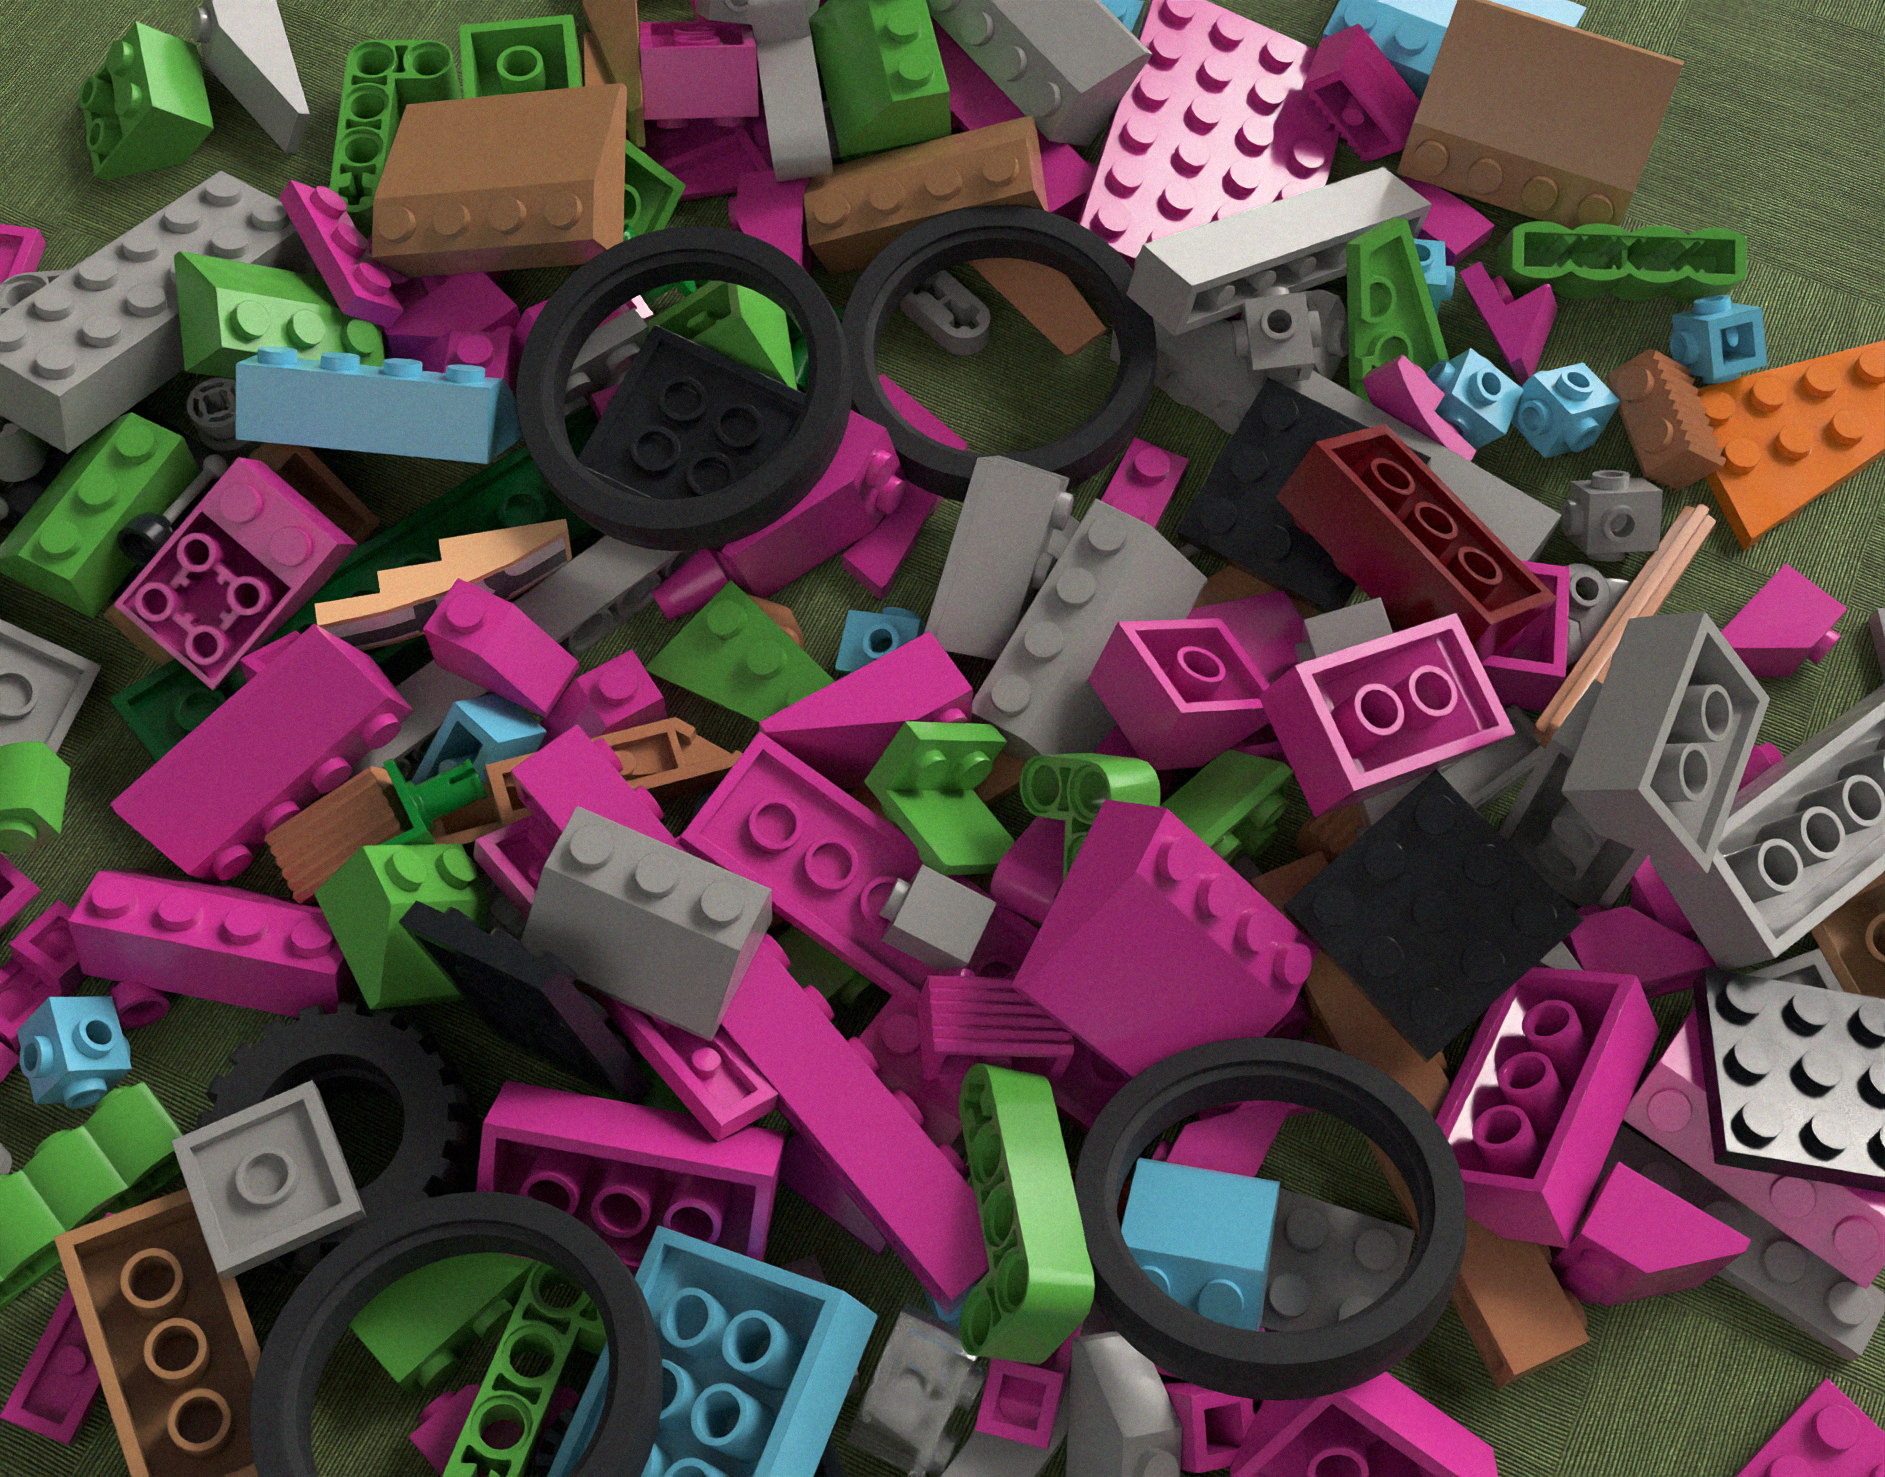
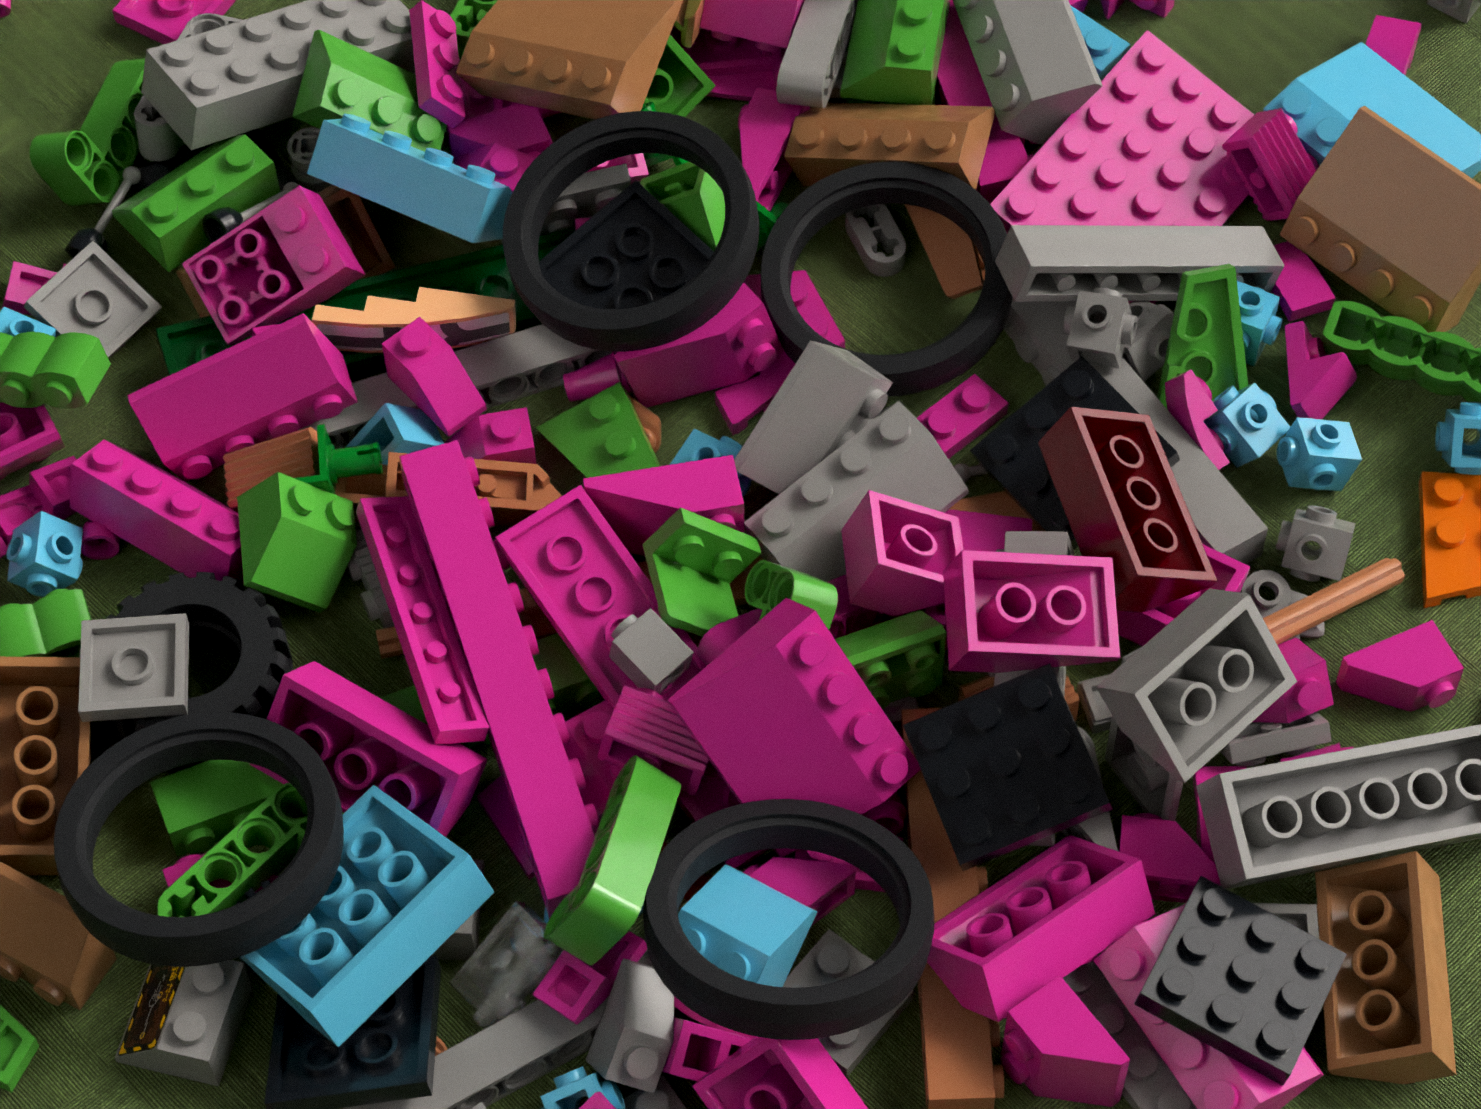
camera: 25 degrees right, 5 degrees down
(528, 1000) = (349, 613): black plate -> none
(647, 922) = (444, 583): light grey slope -> none
(1665, 420) = (1397, 487): nougat brick -> none

